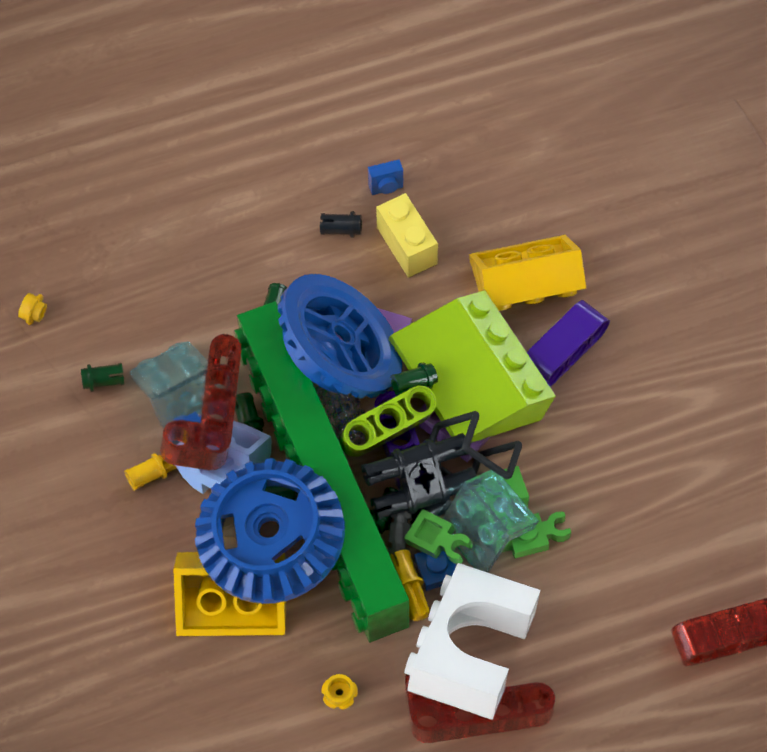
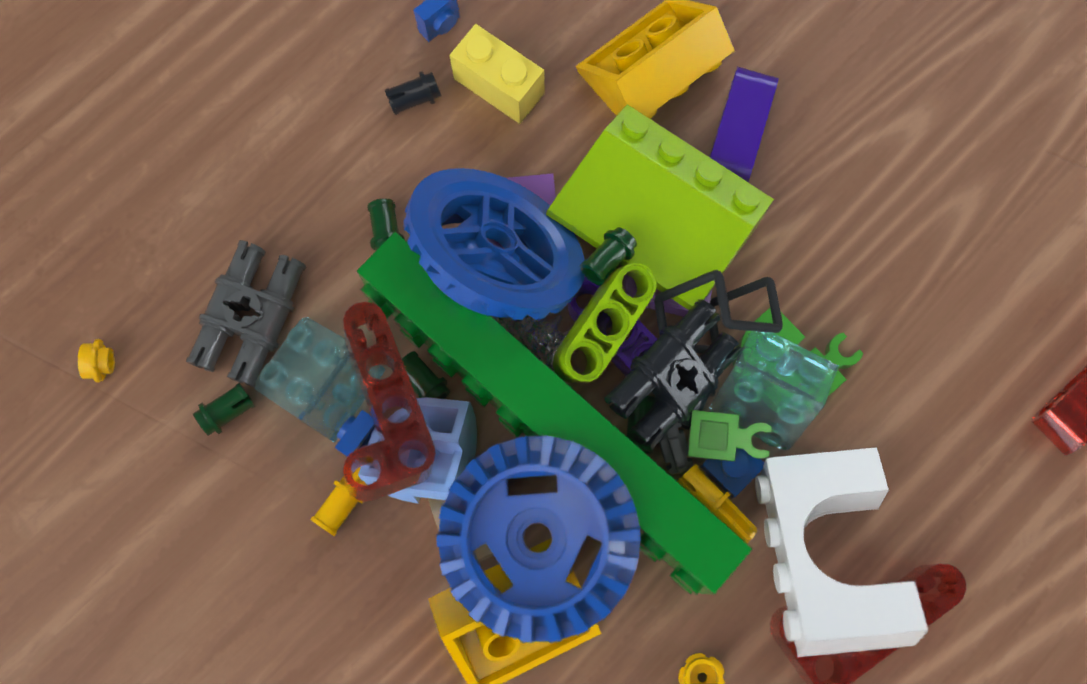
camera: 25 degrees left, 15 degrees up
(150, 334) = (257, 333): none -> dark grey pin

